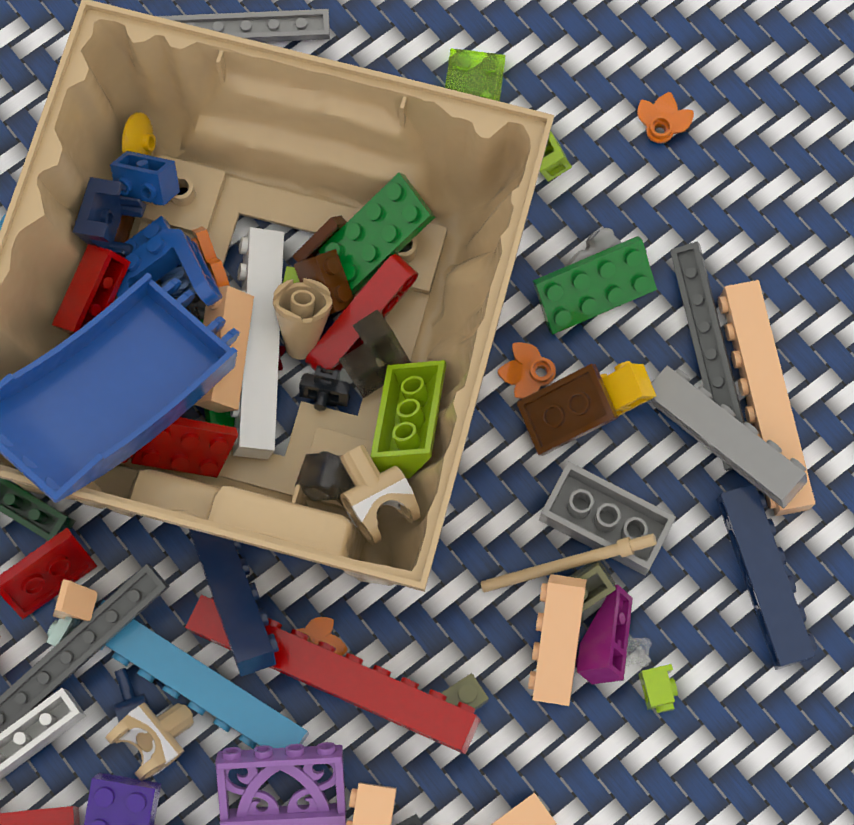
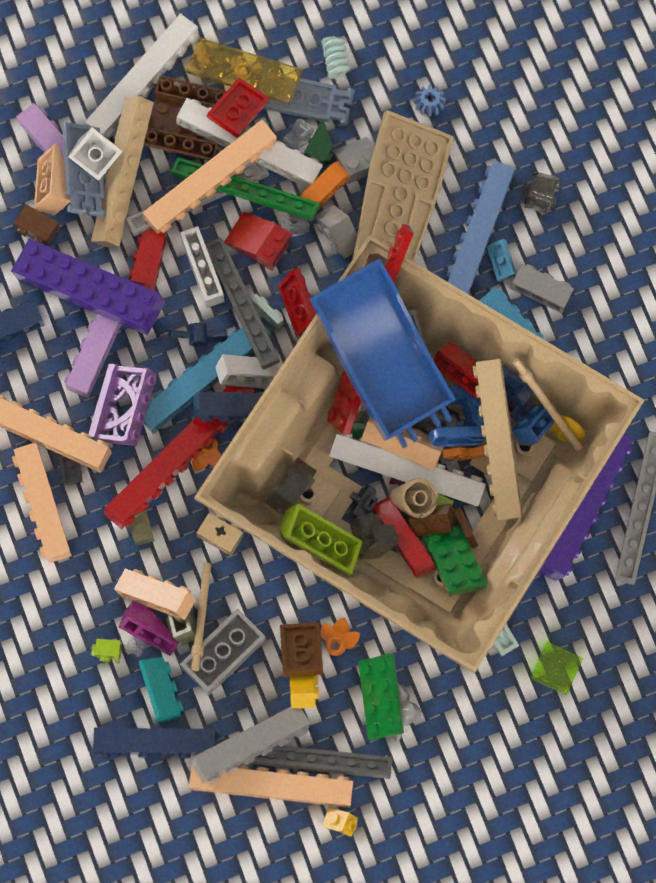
camera: 105 degrees right, 0 degrees up
(75, 601) = (270, 312): light nougat slope -> none
(85, 184) = (527, 377): none -> tan bar
(153, 736) = (177, 339): tan connector -> none
(178, 616) = (244, 372): none -> white brick
(183, 208) = (499, 439): none -> tan brick
(374, 491) = (275, 499): tan connector -> none
(436, 598) = (226, 543): none -> tan brick
(554, 160) = (483, 697): lime brick -> none
(664, 115) = (492, 790): orange plate -> none
(690, 589) = (161, 689): none -> teal slope
(780, 292) = (340, 821): none -> yellow bracket

